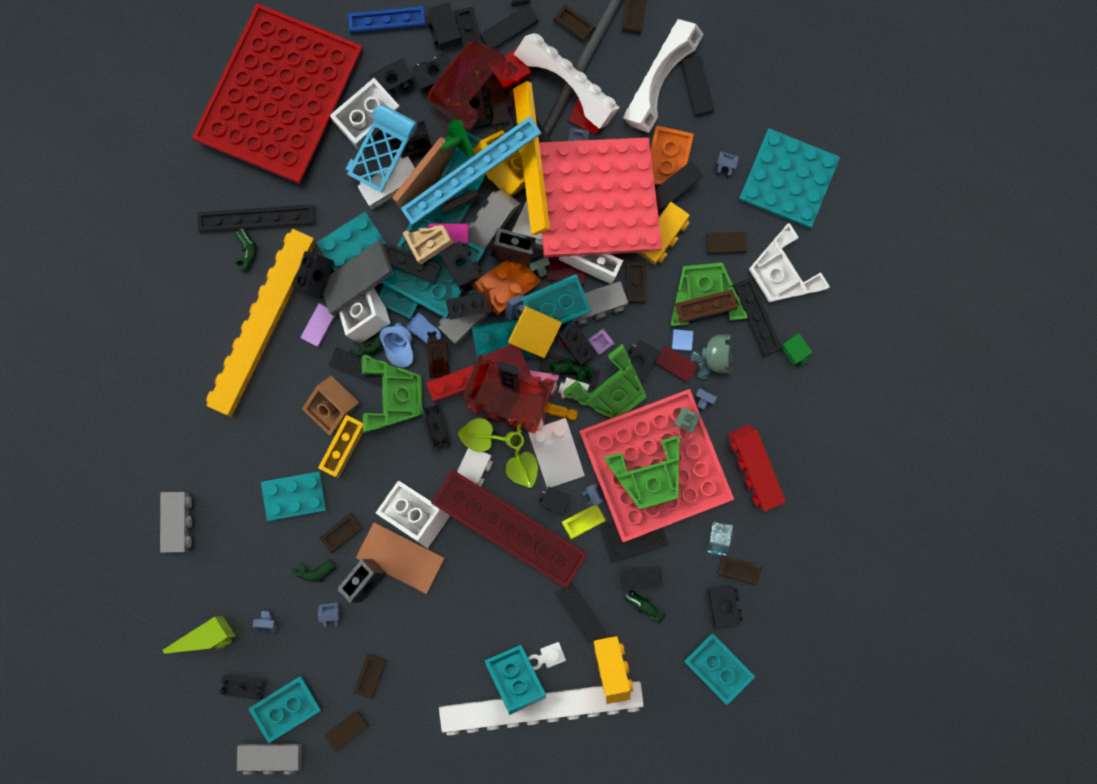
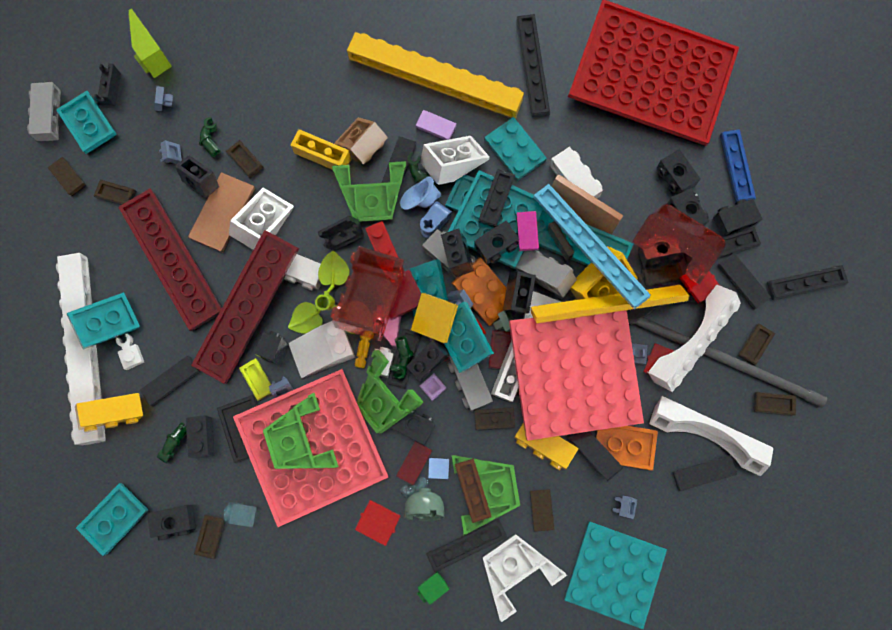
camera: 90 degrees right, 5 degrees down
(175, 522) = (251, 17): light grey brick -> none
(248, 247) = (505, 58): dark green piece -> none
(293, 496) = (277, 115): teal plate -> none
(313, 274) = (473, 118): black brick -> none
(355, 115) = (640, 148): white slope -> none
(357, 277) = (479, 150): dark grey tile -> none
(398, 127) = (631, 168): medium azure piece -> none
(417, 143) = (619, 191): black brick -> none
(428, 242) = (516, 210): tan wing -> none
(438, 357) = (408, 232): dark brown tile -> none
(449, 612) = (170, 259): none -> dark red plate
(458, 137) = (620, 228): green shield -> none
(509, 375) = (383, 289): black tile -> none
(687, 420) = (355, 475): sand green tile -> none
(705, 396) = (381, 494): sand blue tile -> none
(732, 402) = (377, 522): none -> red piece
(757, 467) = (310, 549): red wedge -> none

